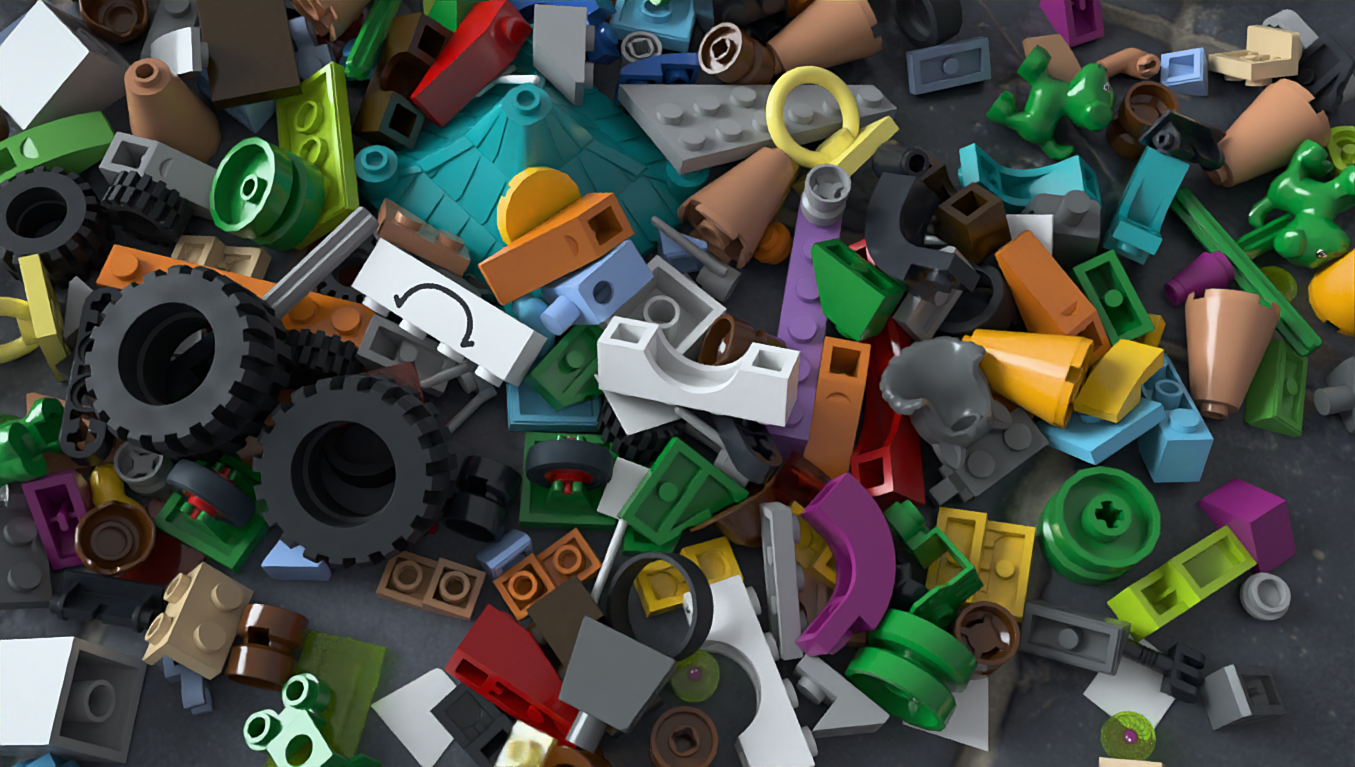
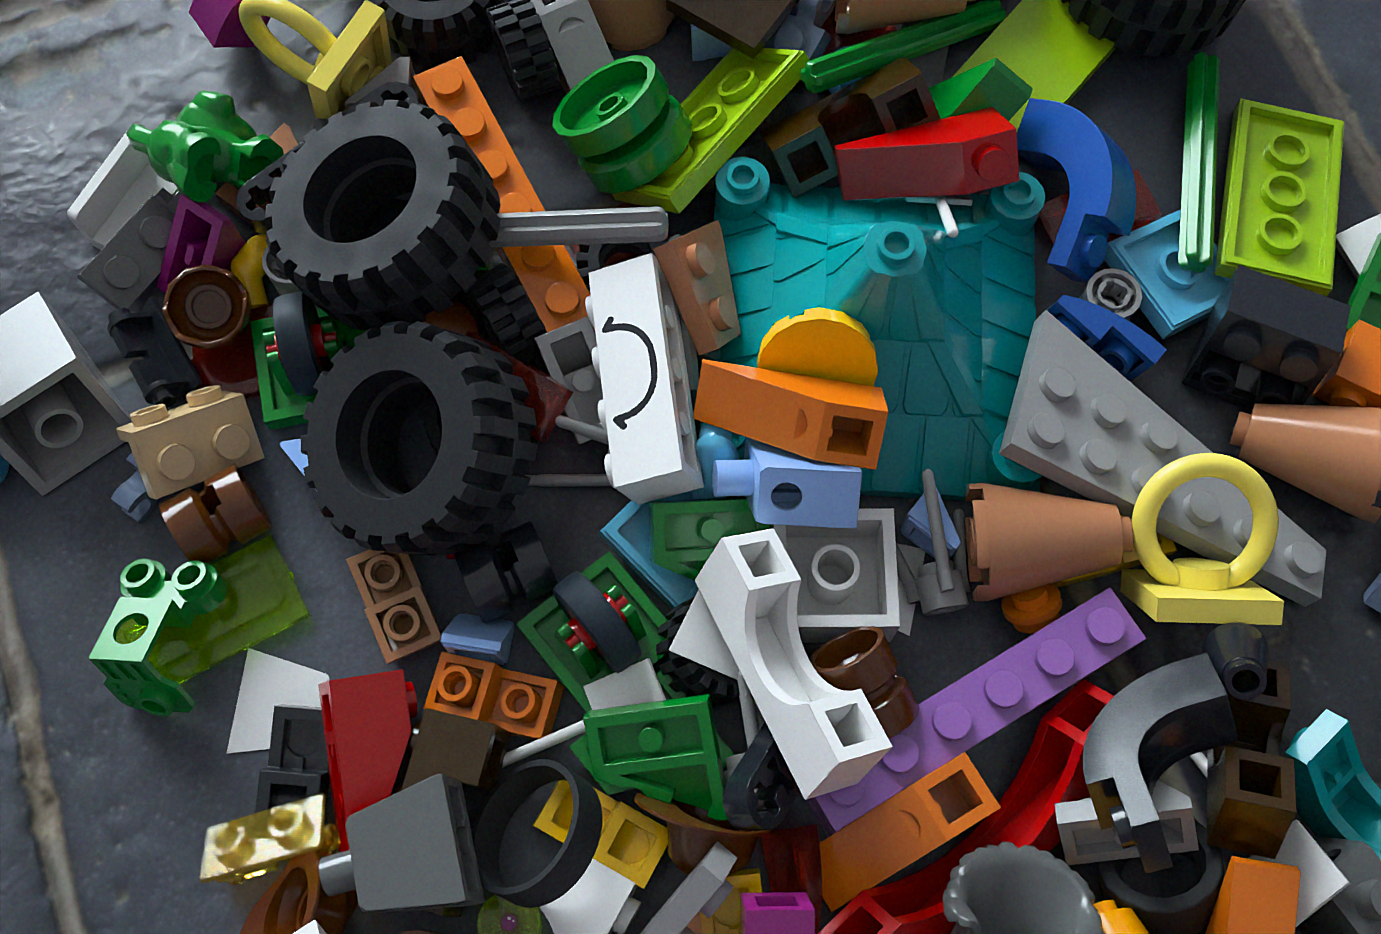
camera: 55 degrees right, 5 degrees up
(213, 253) = (539, 150): tan slope -> none
(560, 49) = (1021, 222): light grey slope -> none
(735, 57) = (1199, 390): reddish brown wheel -> none
(825, 194) = (1128, 605): light grey wheel -> none
(853, 290) = (1042, 734): green slope -> none

